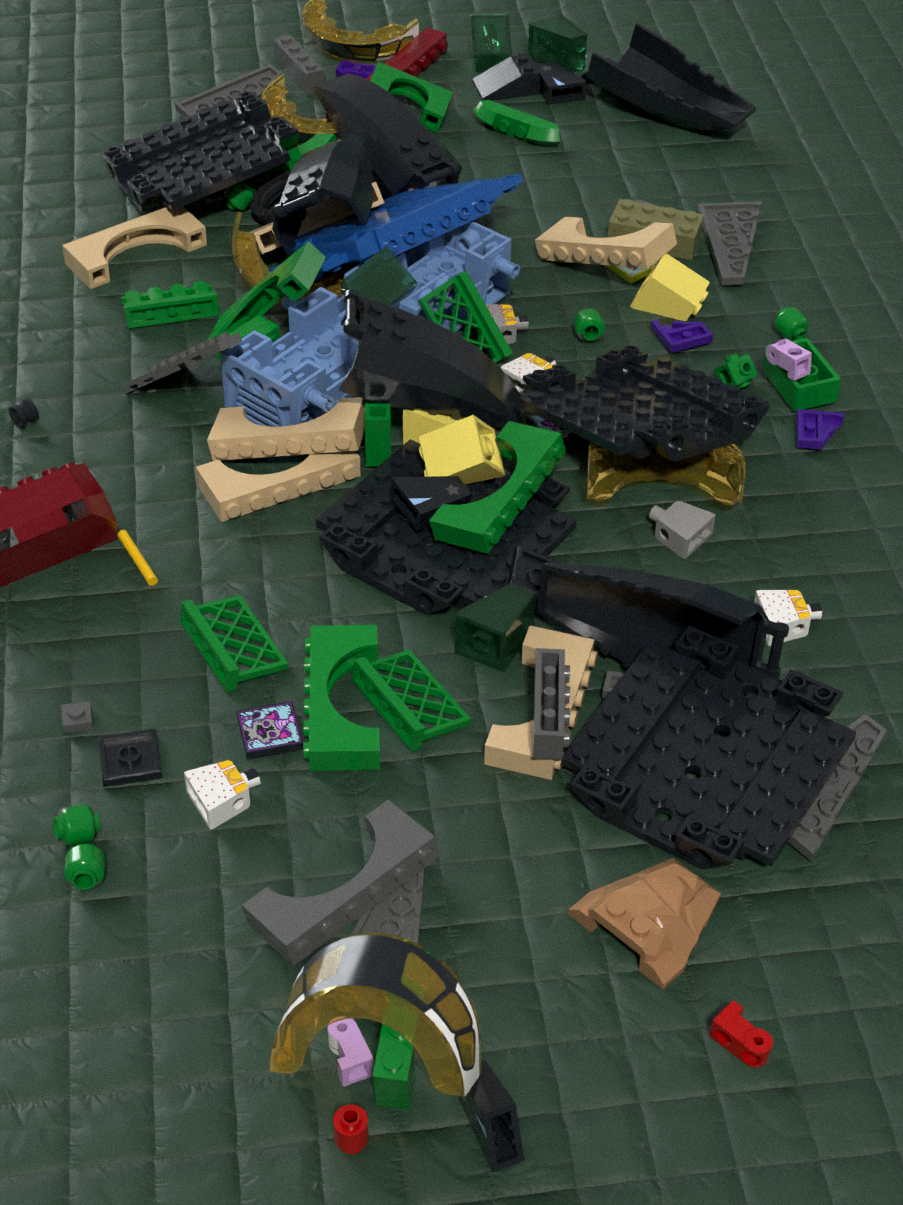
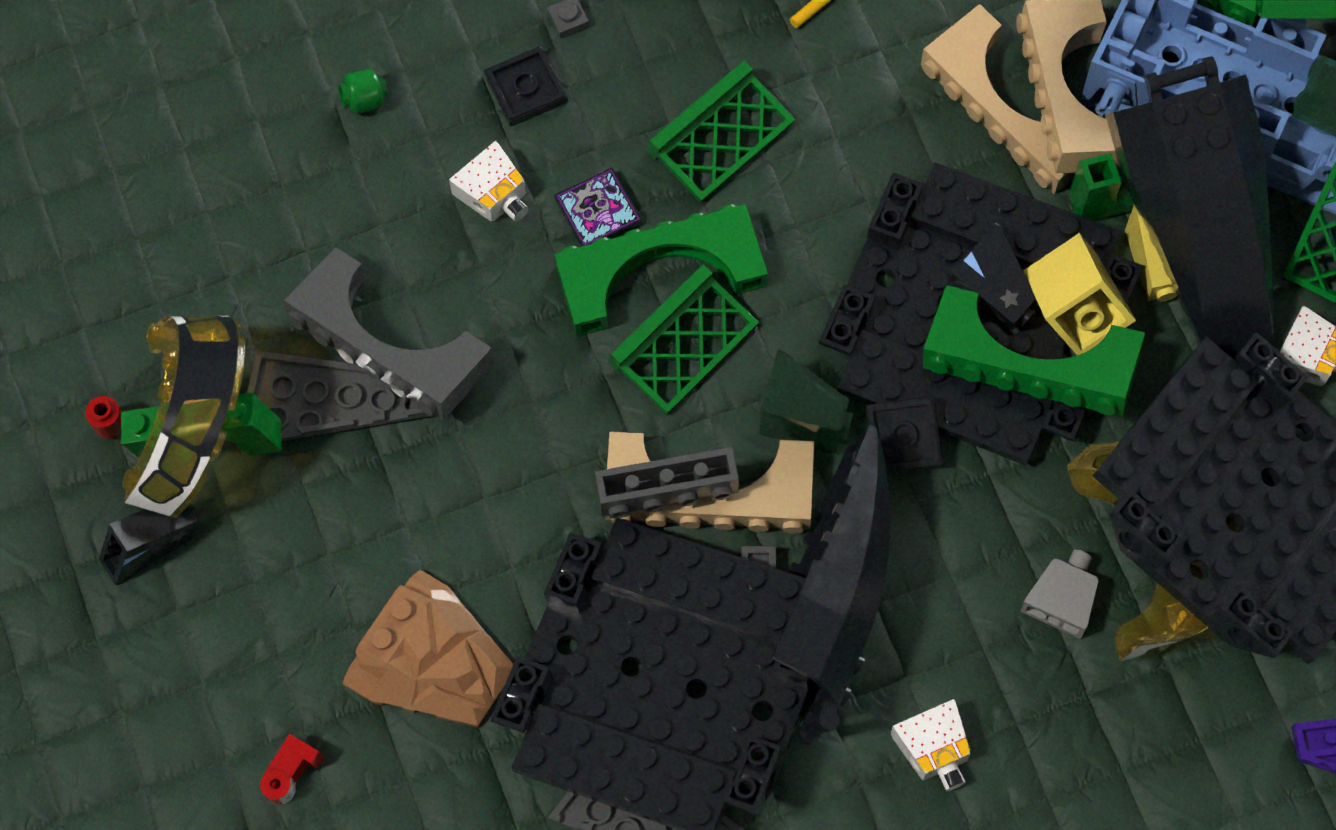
camera: 80 degrees right, 25 degrees up
(76, 825) = (414, 65): green head -> none

